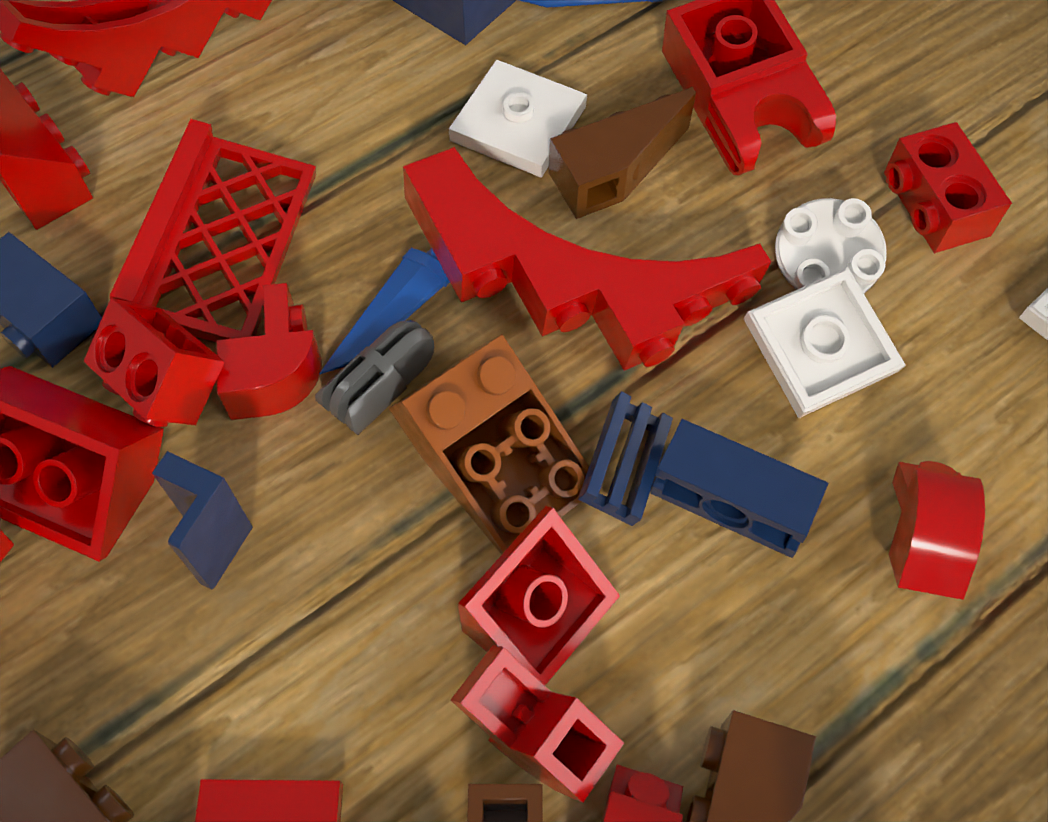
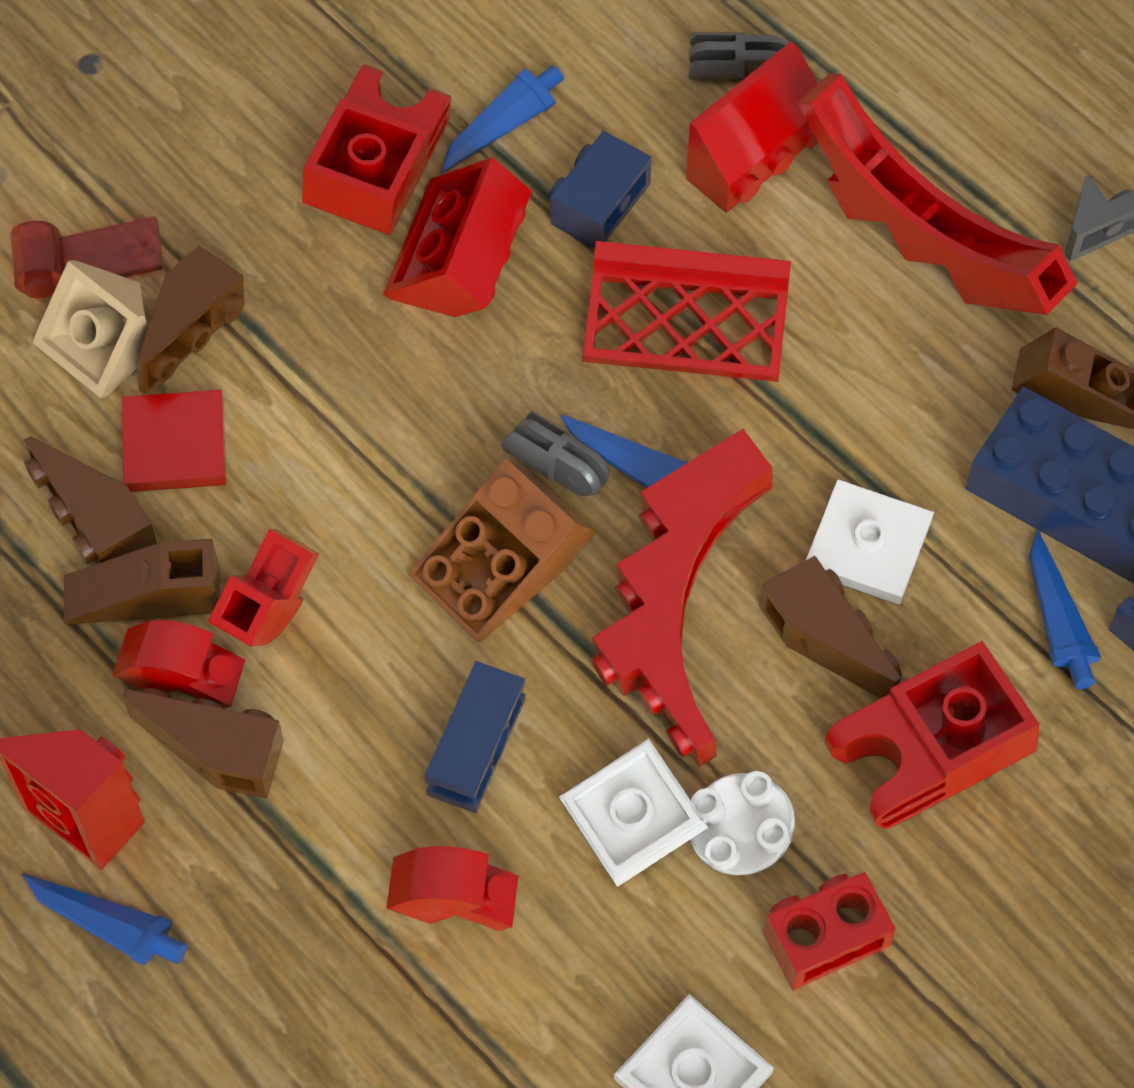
camera: 85 degrees right, 0 degrees up
(153, 364) = (538, 285): red brick -> none
(211, 521) = (407, 352): dark blue panel -> none
(273, 369) = (557, 381): red brick -> none
(538, 597) = (365, 590): red slope -> none
(647, 467) = (455, 640): dark blue tile -> none

